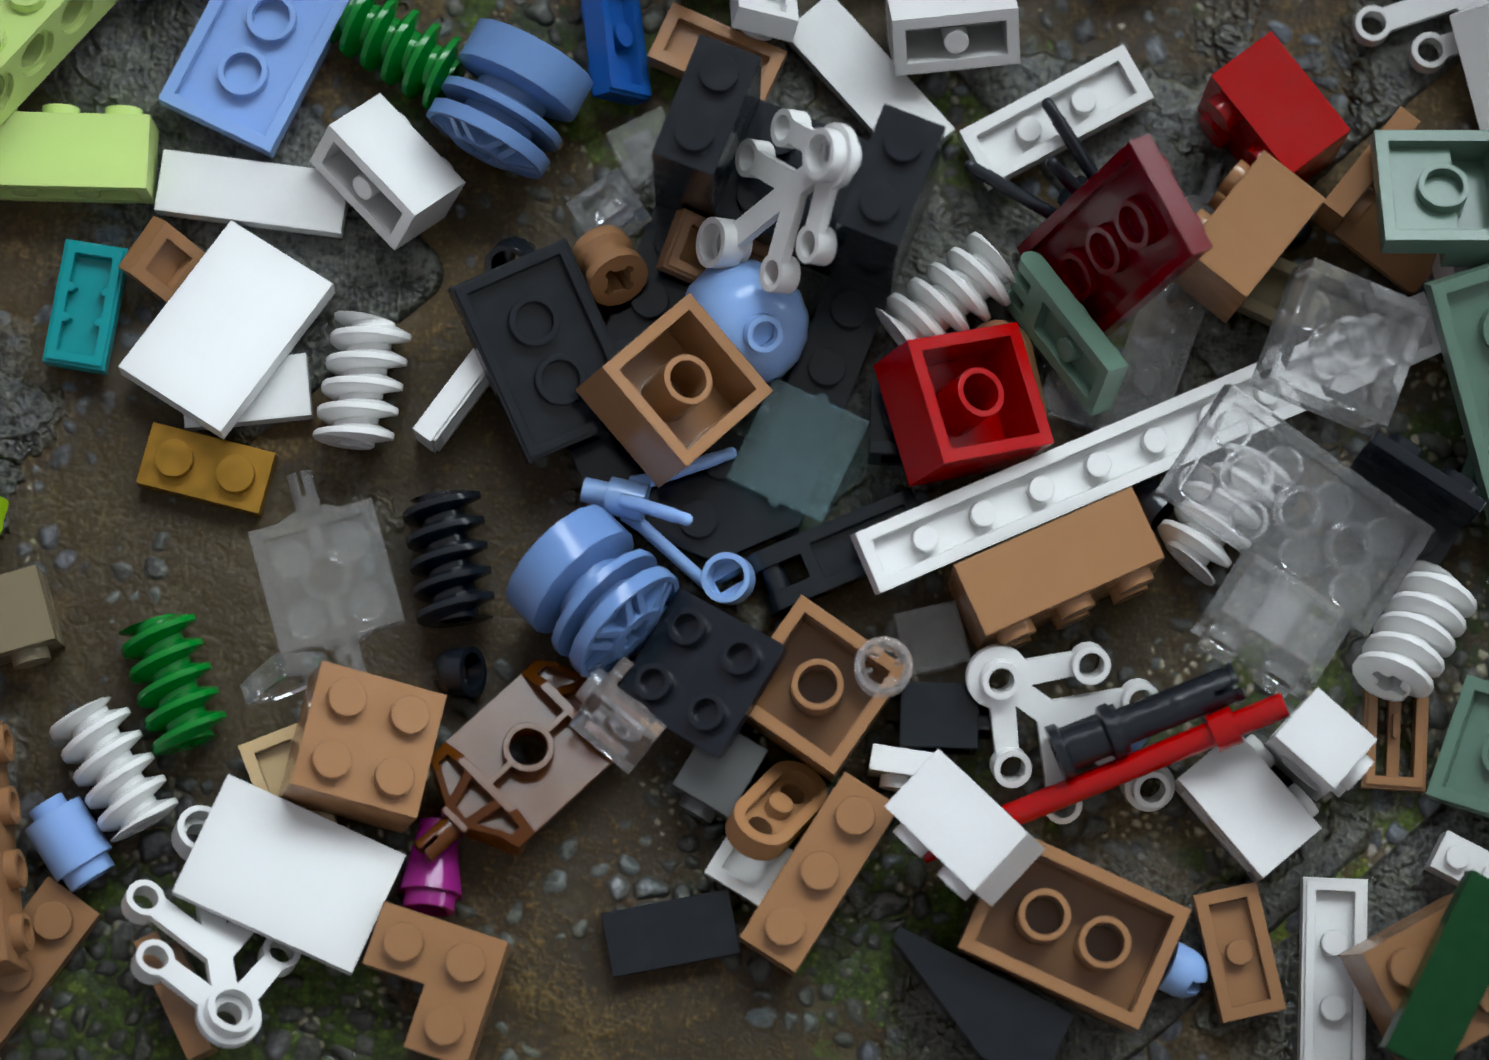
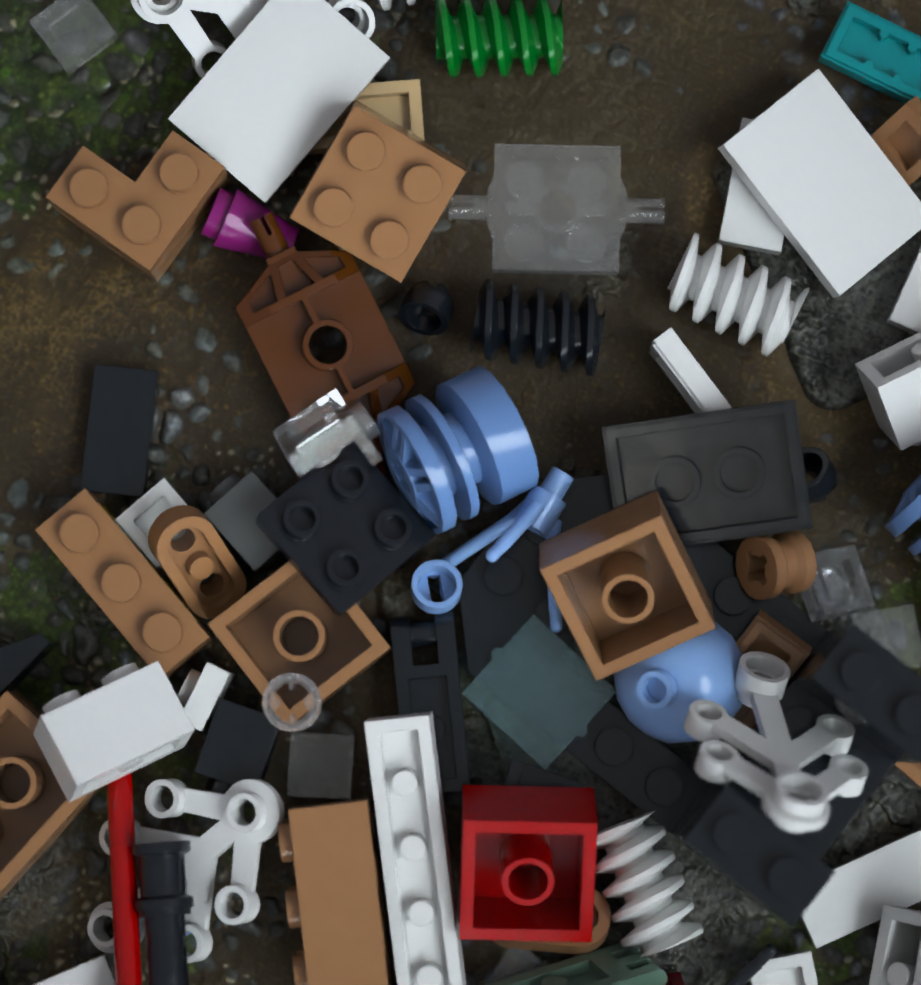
camera: 110 degrees right, 5 degrees up
(207, 469) = (696, 128): pearl gold plate -> none
(280, 676) = (474, 143): clear tile -> none

